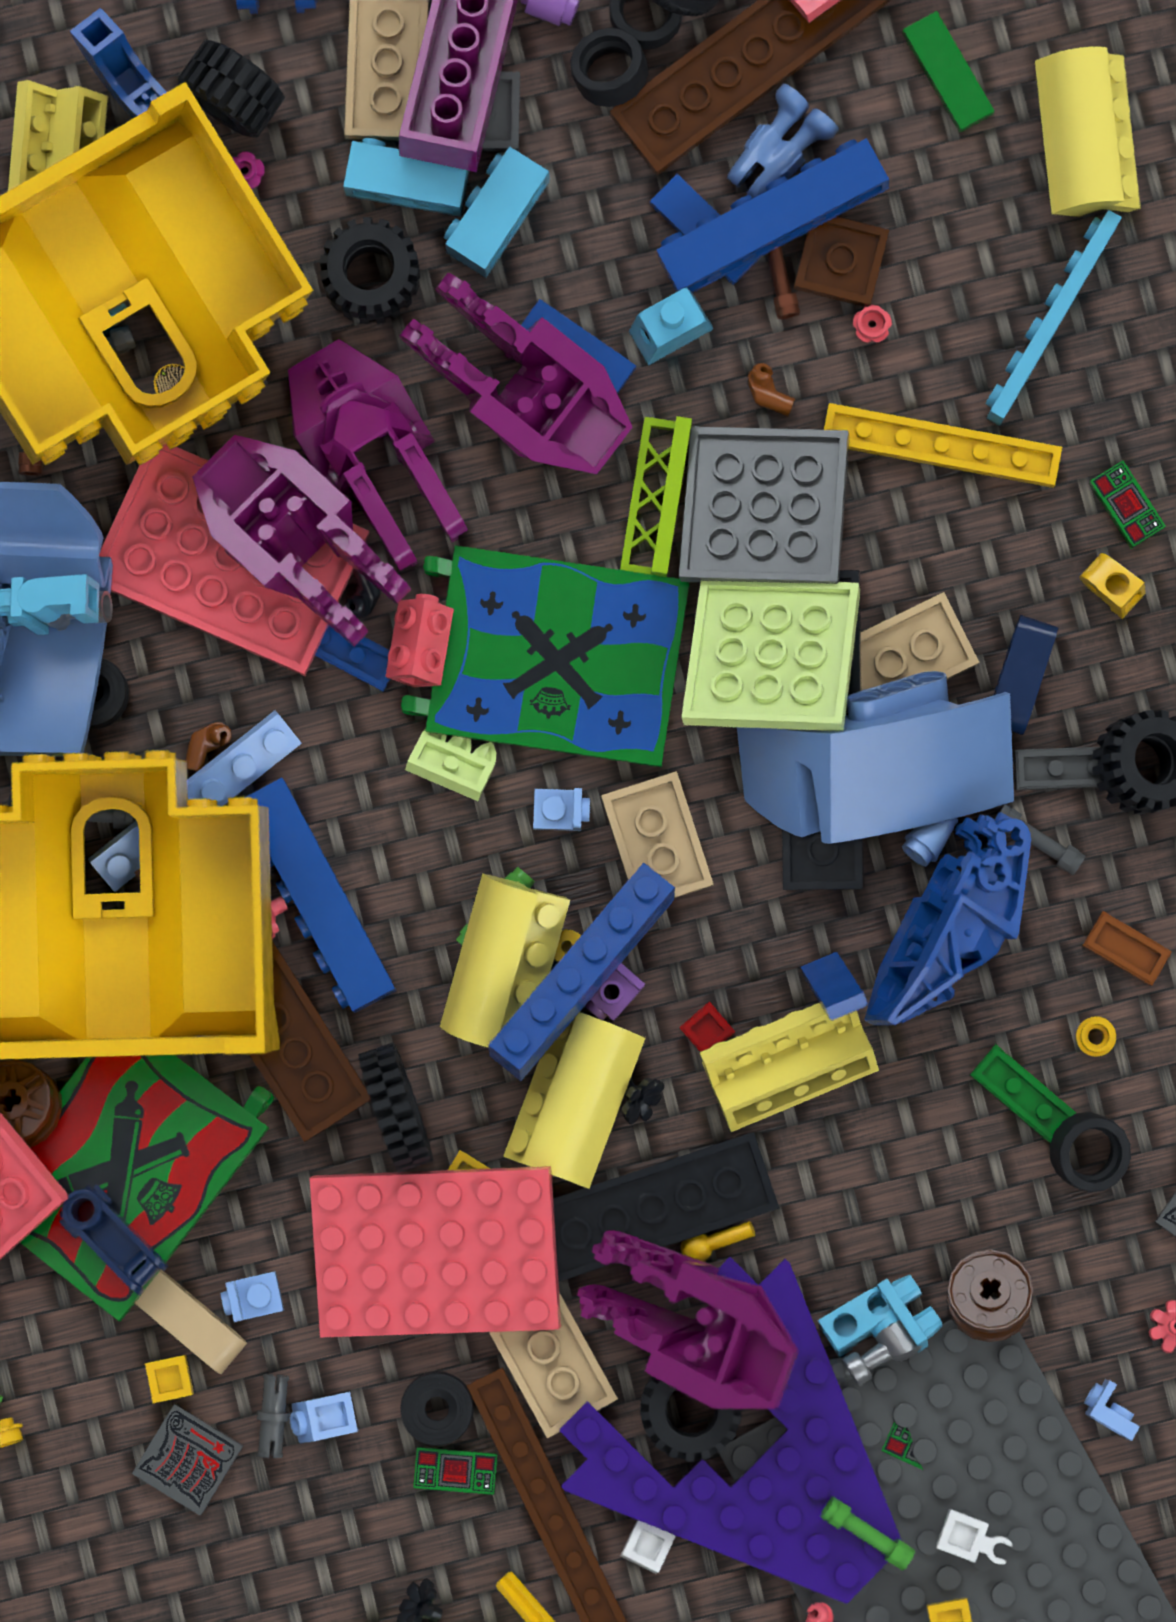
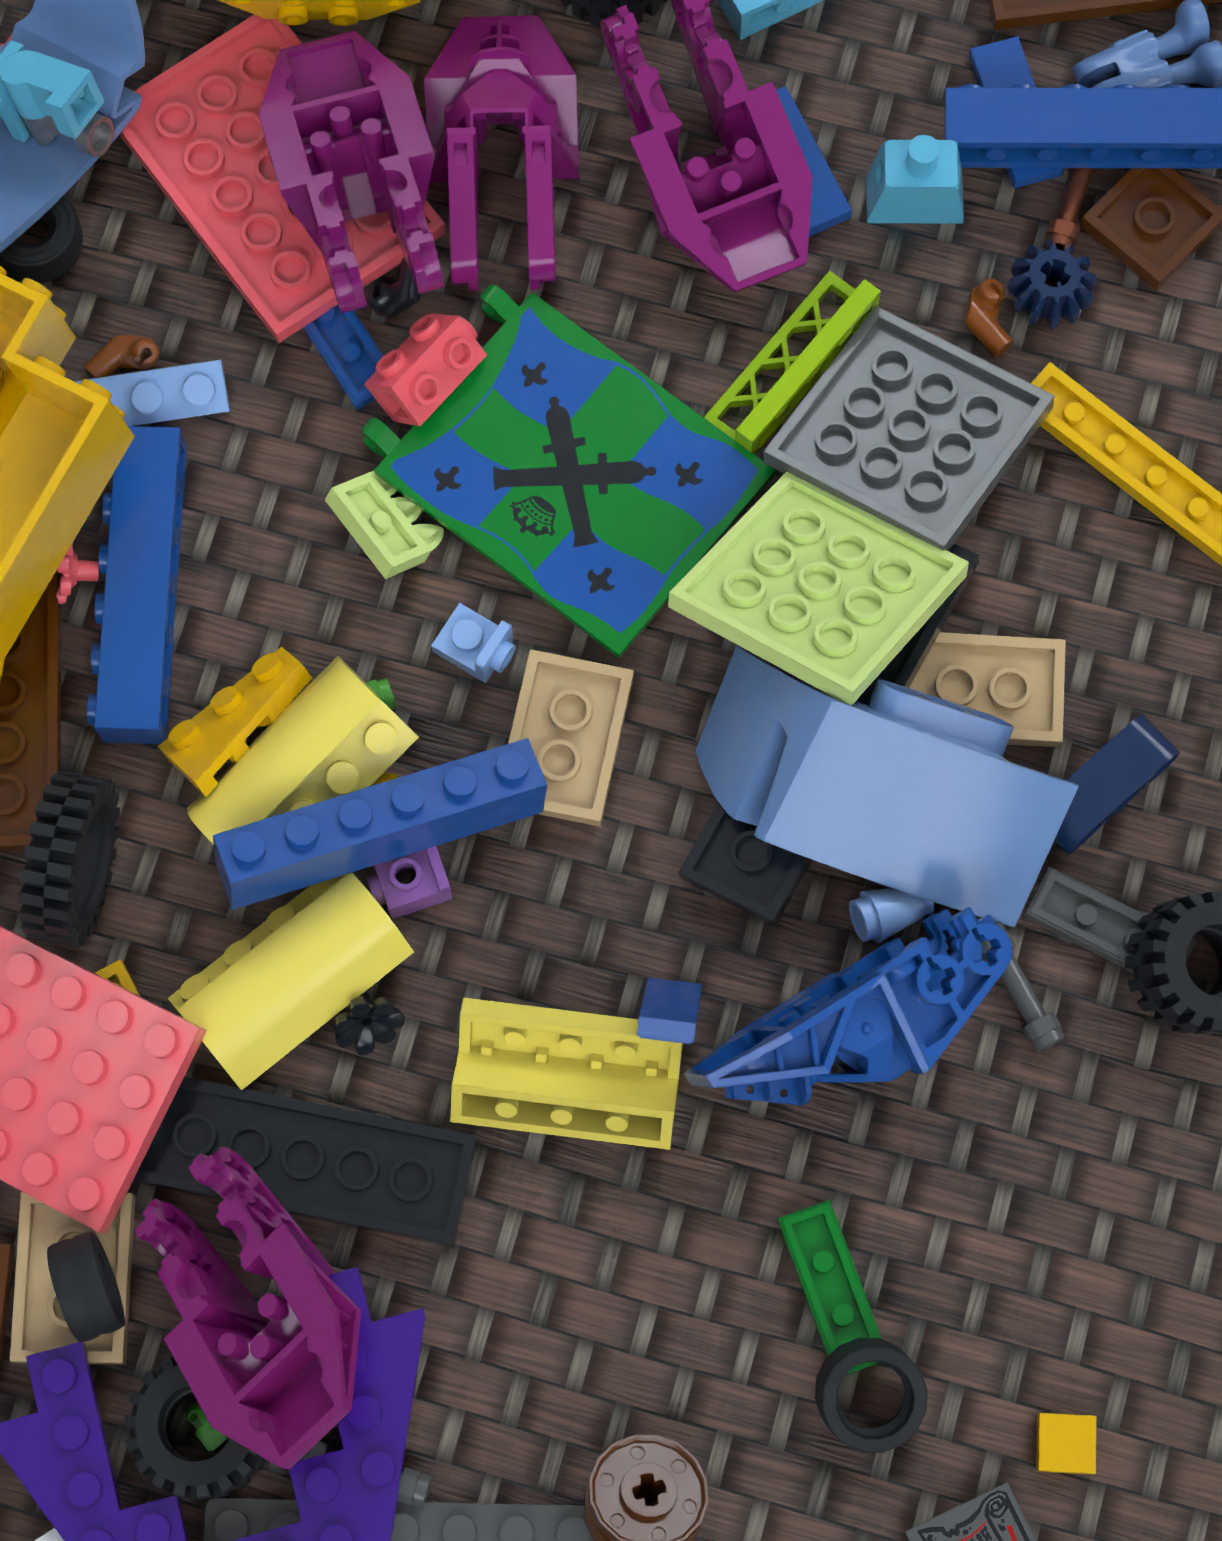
camera: 30 degrees right, 10 degrees down
(433, 960) = (221, 729): none -> yellow wing
(573, 1367) = (85, 1286): none -> black tyre
(686, 1403) = (211, 1438): none -> bright green tile
(701, 1246) = (336, 1240): yellow bar -> none
(706, 1028) = (495, 980): red tile -> none
(788, 353) = (1054, 265): none -> dark blue gear
(879, 316) = (1154, 295): coral plate -> none
(886, 1317) = (501, 1449): medium azure hips -> none
(1108, 1033) = (970, 1248): yellow plate -> none
(1126, 948) = (1054, 1177): dark orange tile -> none

